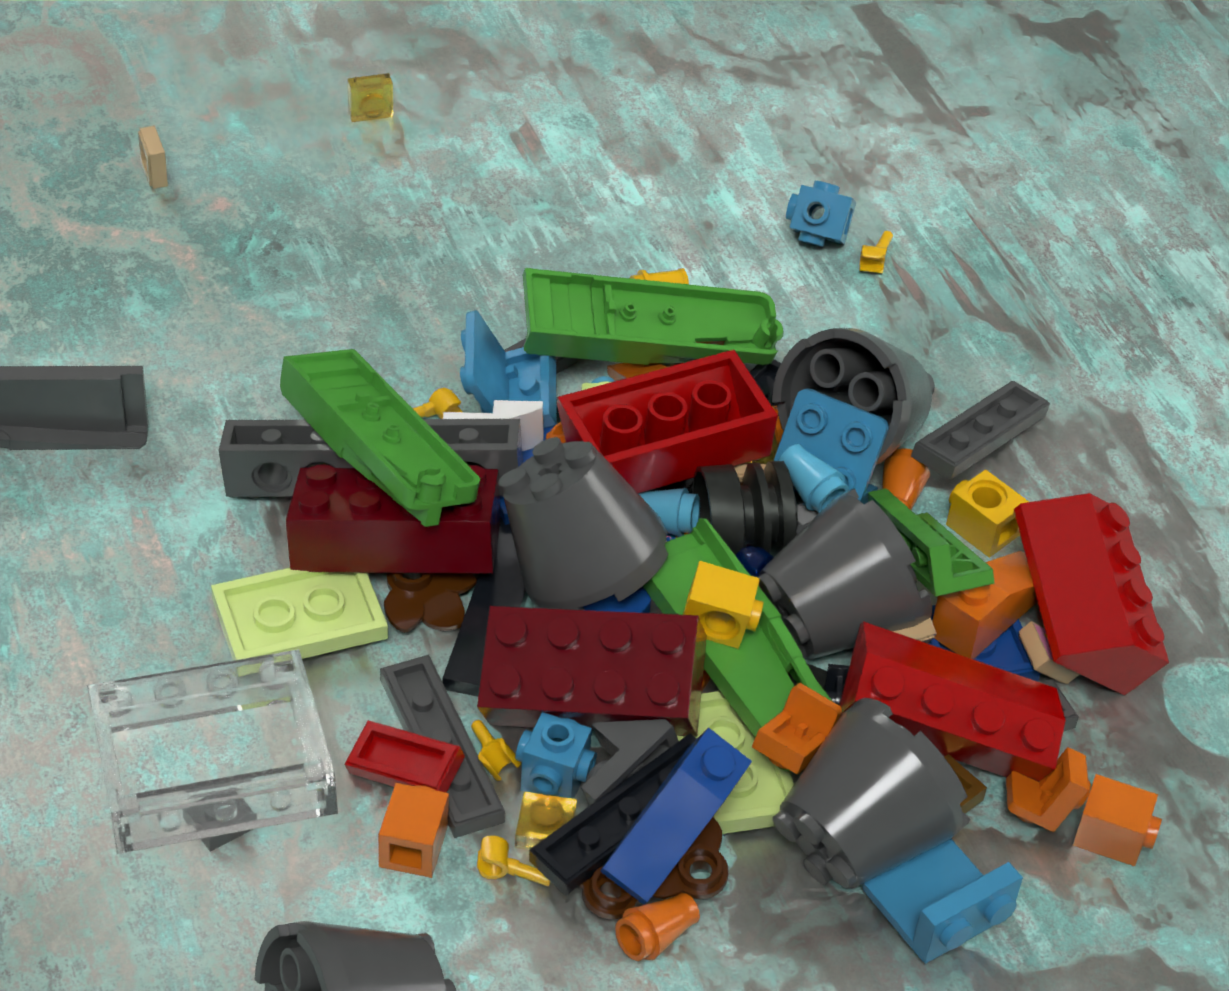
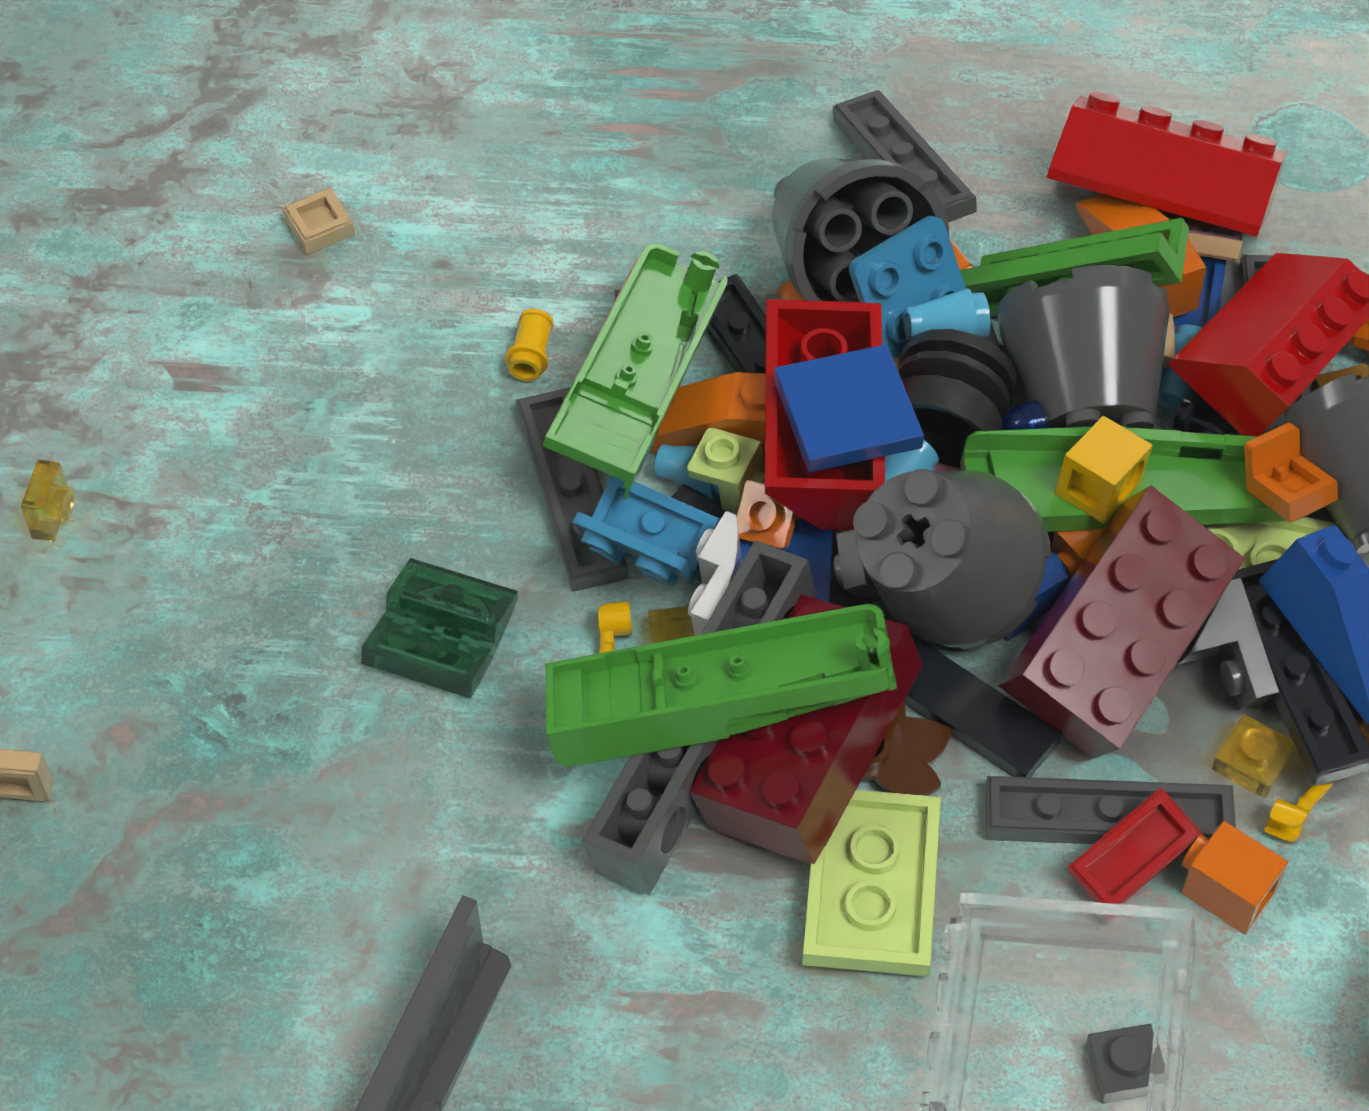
camera: 60 degrees left, 10 degrees up
(388, 321) = (439, 627): none -> clear green slope
(494, 752) = (1145, 765): yellow hand -> none
(555, 756) = (1195, 709): dark azure brick -> none
(655, 417) = (848, 408): none -> blue tile
(697, 149) = (318, 221): none -> tan tile
(836, 218) = (515, 150): dark azure brick -> none
(873, 257) = (586, 136): yellow hand -> none
(984, 512) = (1012, 207): yellow brick -> none

